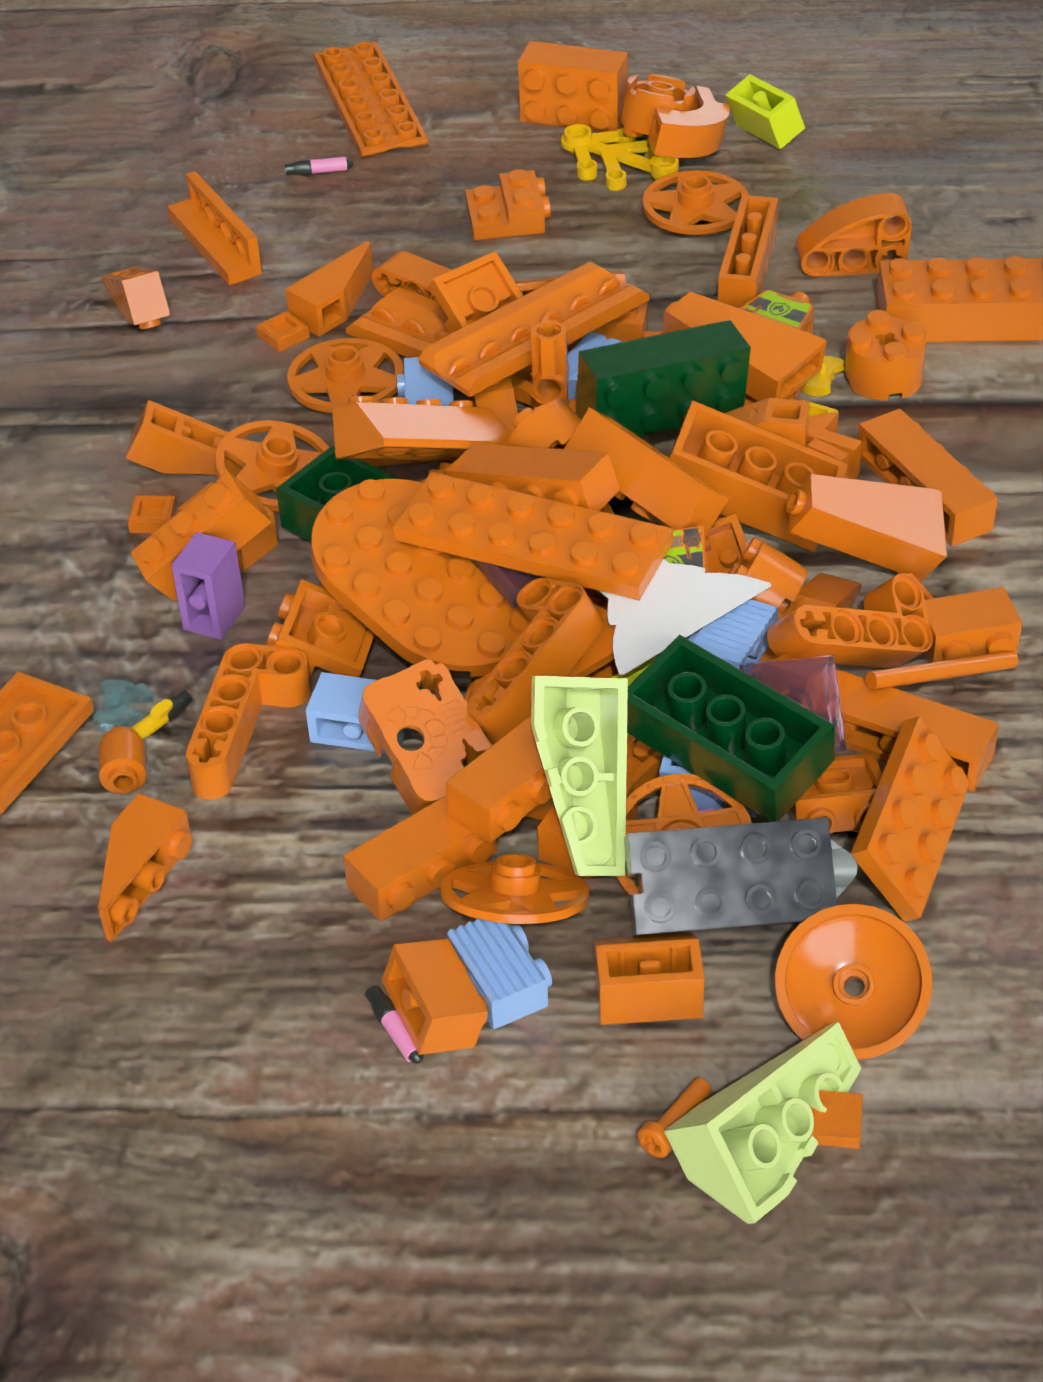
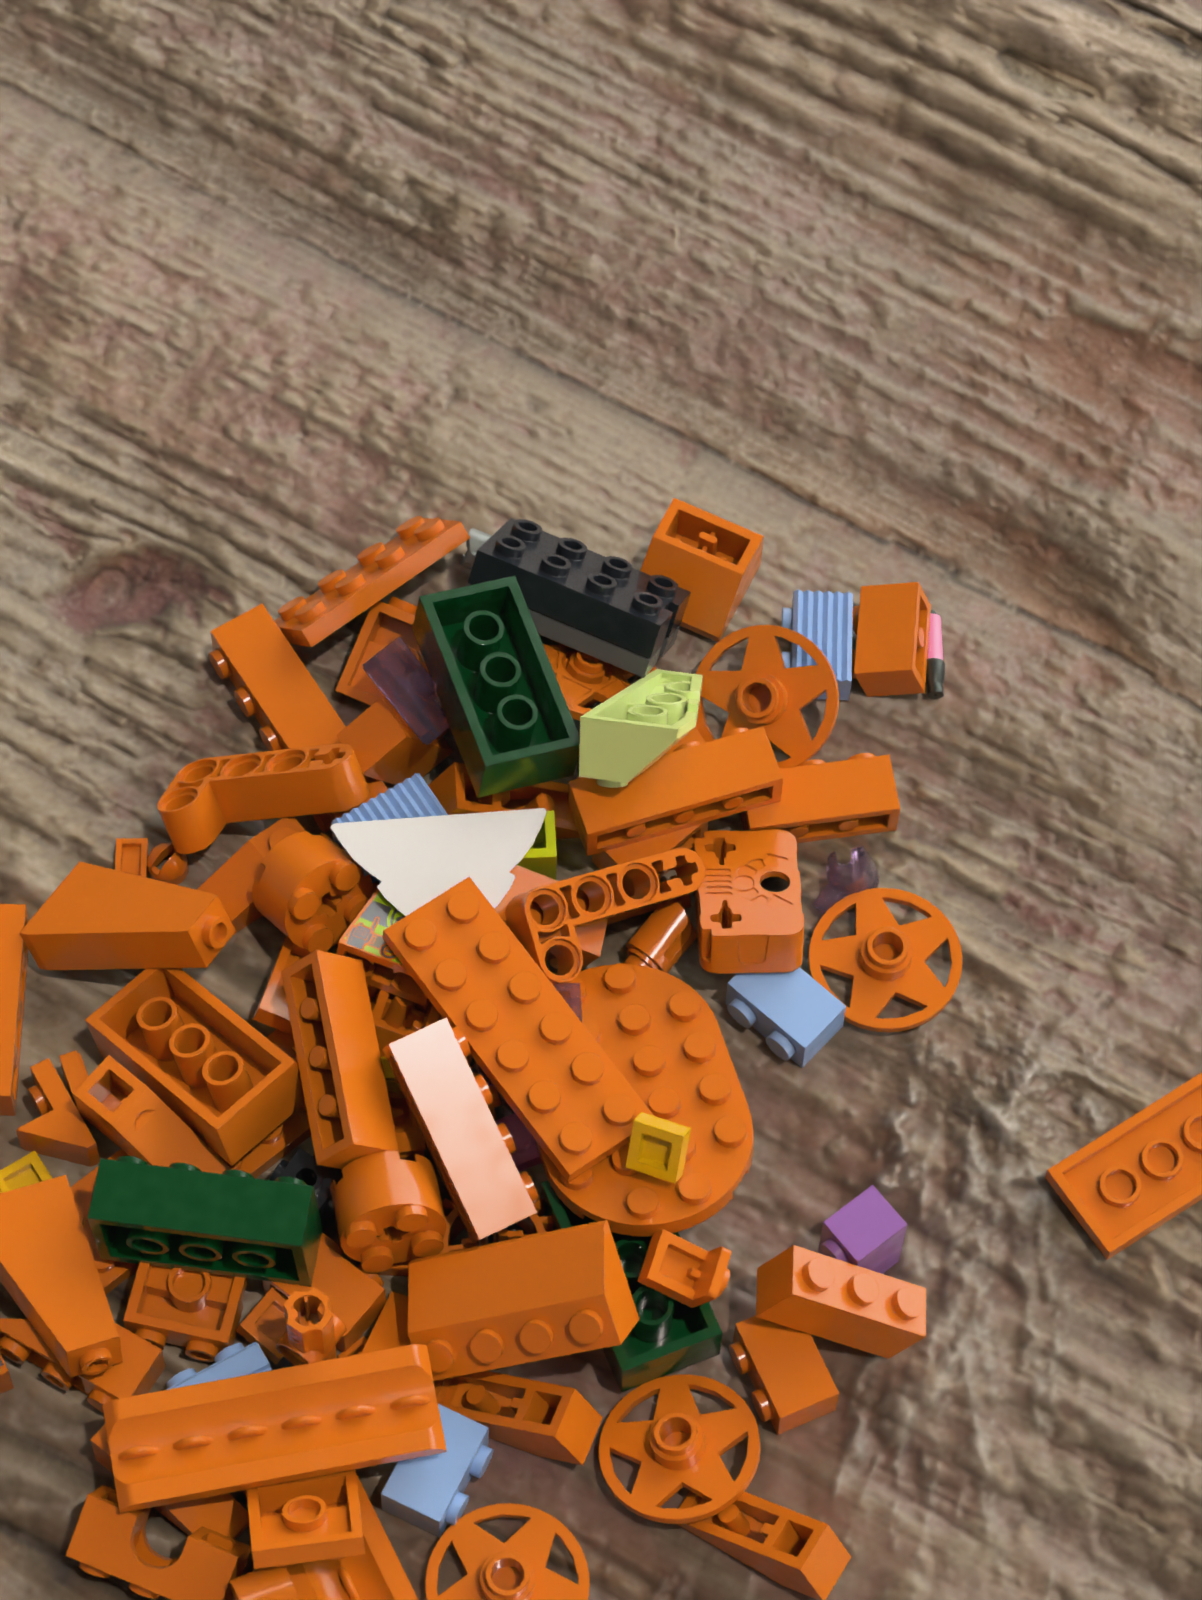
camera: 155 degrees left, 20 degrees up
(116, 704) = (1011, 1187): clear light blue piece -> none
(122, 760) = (1047, 1075): orange brick -> none
(140, 853) = (1073, 947): orange slope -> none
(150, 513) = (854, 1463): orange tile -> none
(162, 713) = (986, 1127): yellow piece -> none
(244, 682) = (909, 1064): orange beam -> none
(298, 782) = (887, 958): none -> orange wheel
(318, 486) = (684, 1269): none -> orange bracket
(322, 630) = (787, 1132): orange plate -> none
(362, 818) = (847, 879): none -> piece
(377, 502) = (658, 1147): none -> yellow tile
(652, 1135) = (780, 439): orange piece -> none
(760, 1128) = (723, 395): yellowish green wedge -> none
(842, 1120) = (629, 391): orange tile -> none
(859, 945) = (542, 458): orange dish -> none
(941, 670) = (201, 731): orange bar -> none
(972, 625) = (120, 780): orange brick -> none

